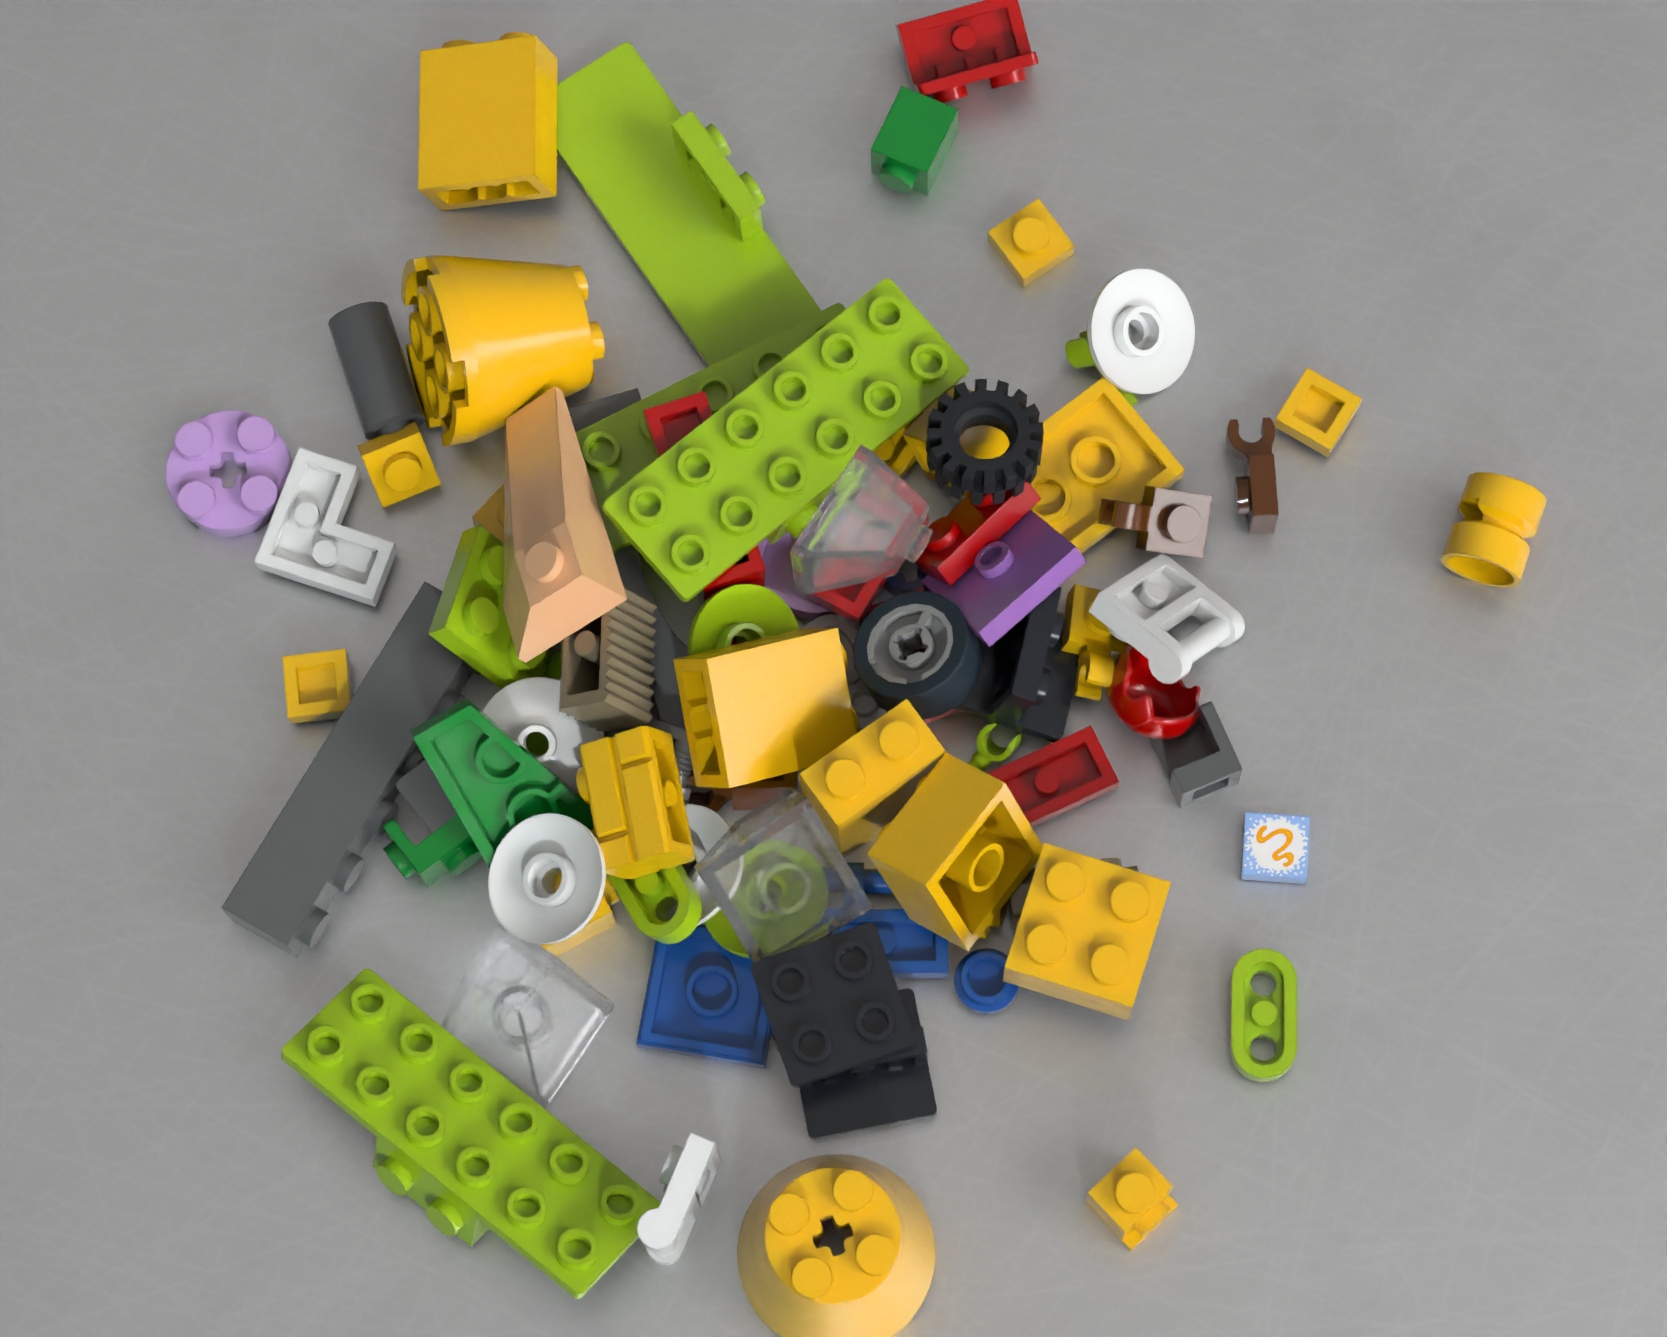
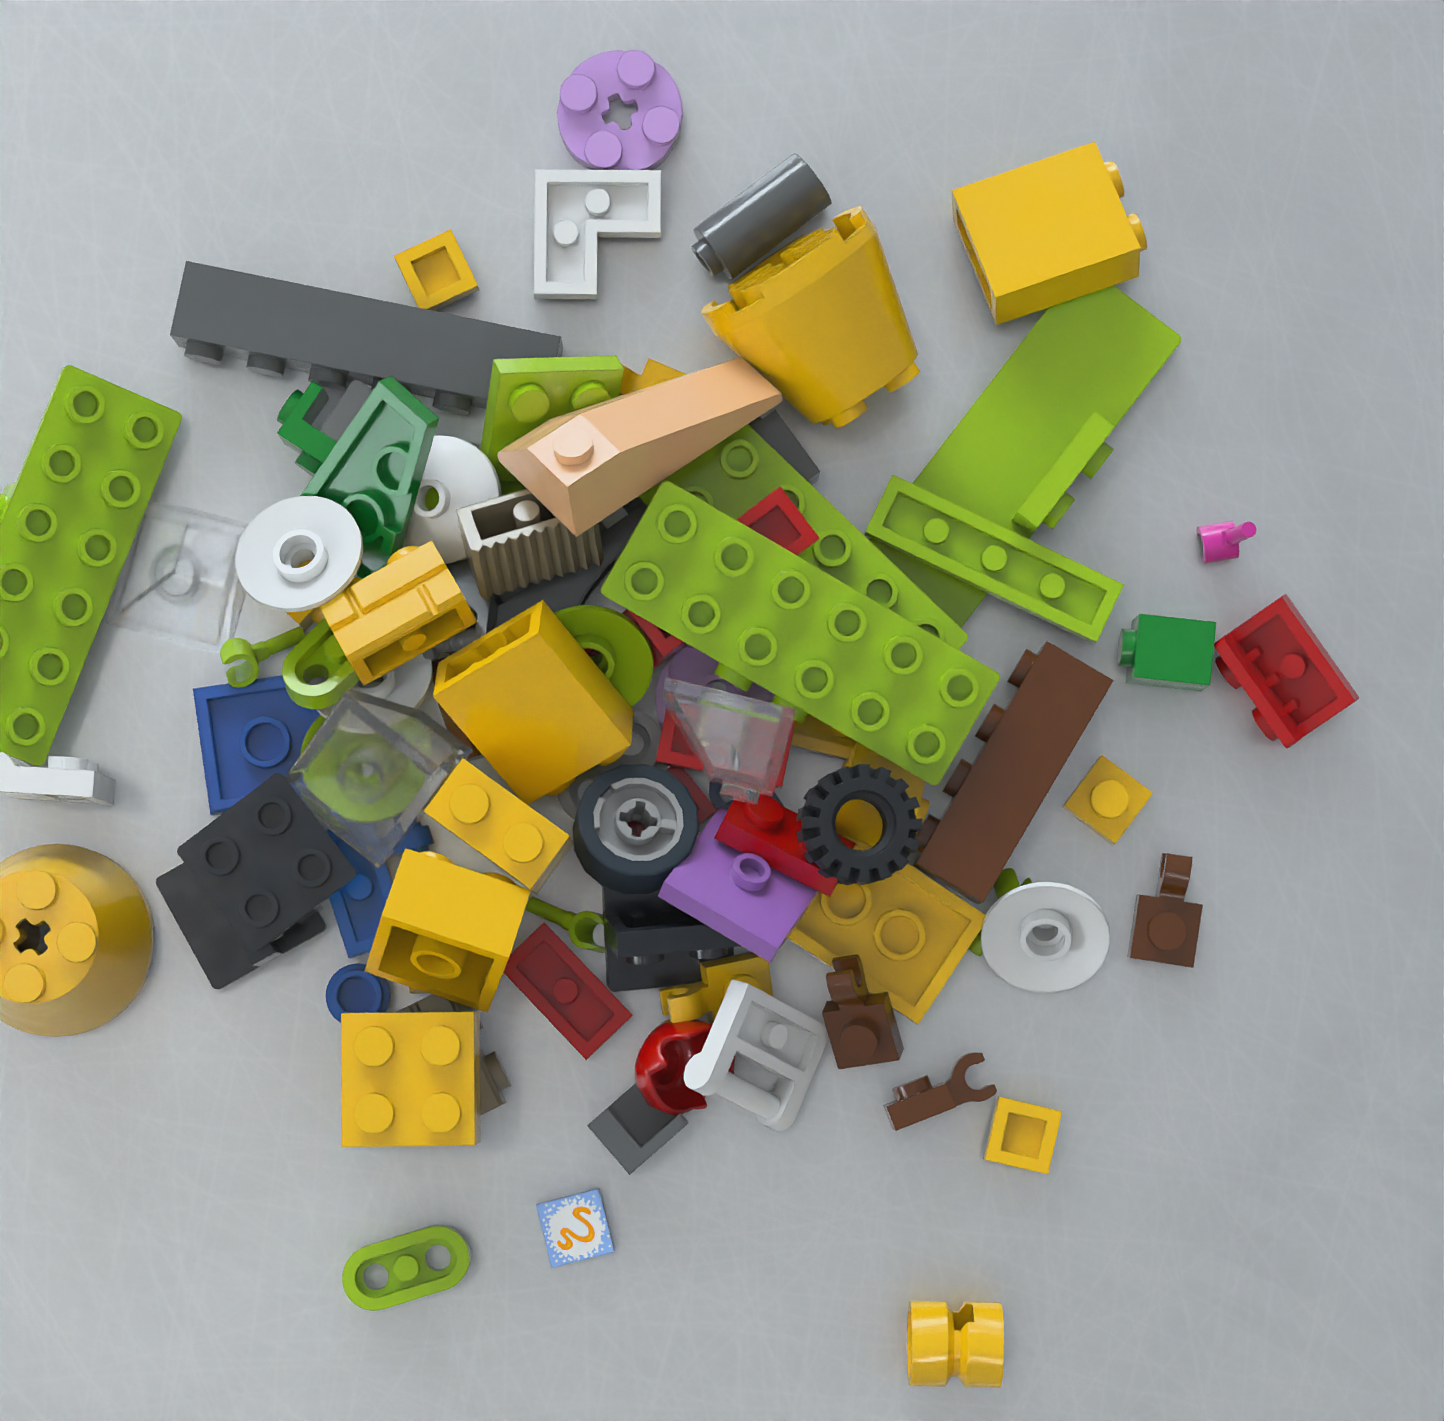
camera: 60 degrees right, 10 degrees up
(399, 465) = (676, 271): yellow plate -> none
(634, 979) = (240, 648): none -> lime hand
(774, 263) = (993, 559): none -> lime plate
(826, 63) = (1223, 540): none -> dark pink hand
(976, 306) = (1012, 771): none -> reddish brown brick
(1132, 1199) = (189, 1198): yellow brick -> none
(1162, 228) = (1165, 925): none -> reddish brown plate

